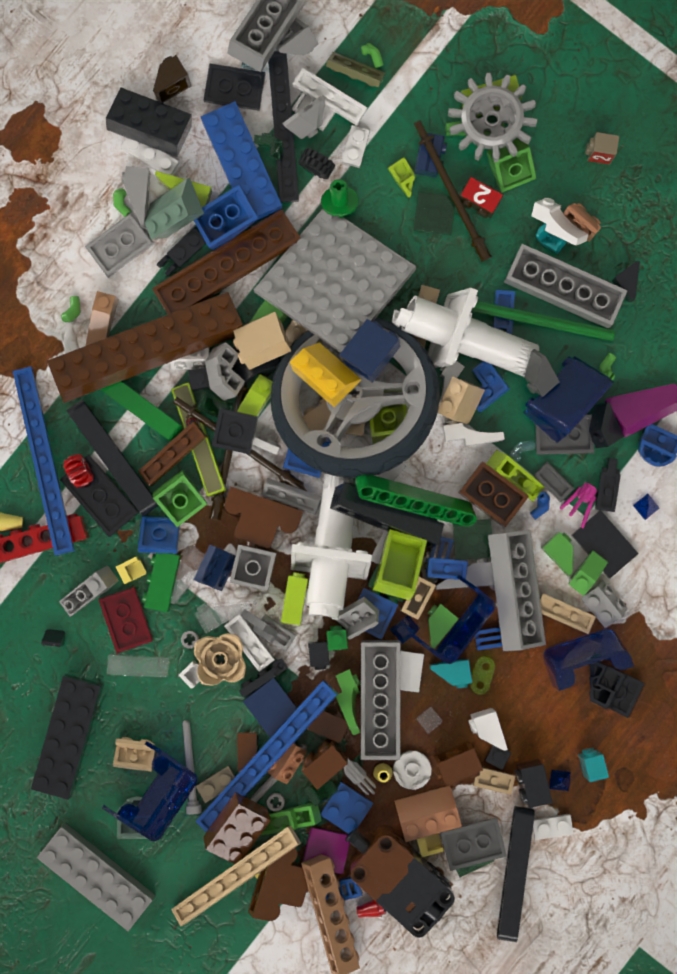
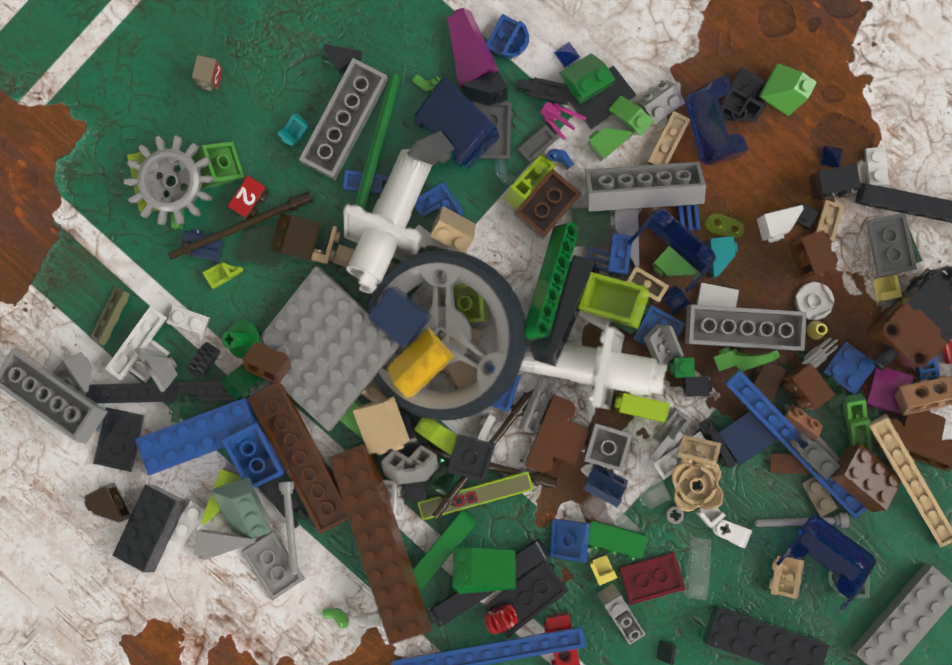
camera: 90 degrees left, 0 degrees up
(101, 317) = (347, 587): medium nougat slope -> none
(118, 202) = (229, 563): bright green arm -> none
(125, 450) = (483, 570): none -> green slope
(172, 453) = (487, 520): reddish brown plate -> none
(174, 700) = (734, 533): none -> white piece
(179, 498) = (533, 517): bright green slope -> none
(194, 252) = (286, 489): none -> light grey piece
(254, 658) = (699, 451): none -> tan bracket
(256, 776) = (816, 456): none -> dark grey hinge
(270, 804) = (837, 432): light grey bush -> none
(301, 204) = (241, 382): none -> dark green brick
(317, 224) = (266, 363): none -> reddish brown brick
(374, 53) = (90, 299): bright green arm -> none
(427, 269) = (330, 253): none -> tan bracket
(428, 813) = (859, 288): nougat slope -> none
(429, 719) = (766, 281): clear tile -> none
(444, 245) = (295, 236): none -> dark brown slope
(455, 431) = (482, 236): white slope -> none
(556, 222) = (279, 123): white slope -> none
(583, 220) = (279, 98): nougat slope -> none
(593, 765) = (819, 122): teal brick -> none
(623, 527) = (587, 78): none -> green slope
(625, 730) = (787, 89): none -> bright green slope

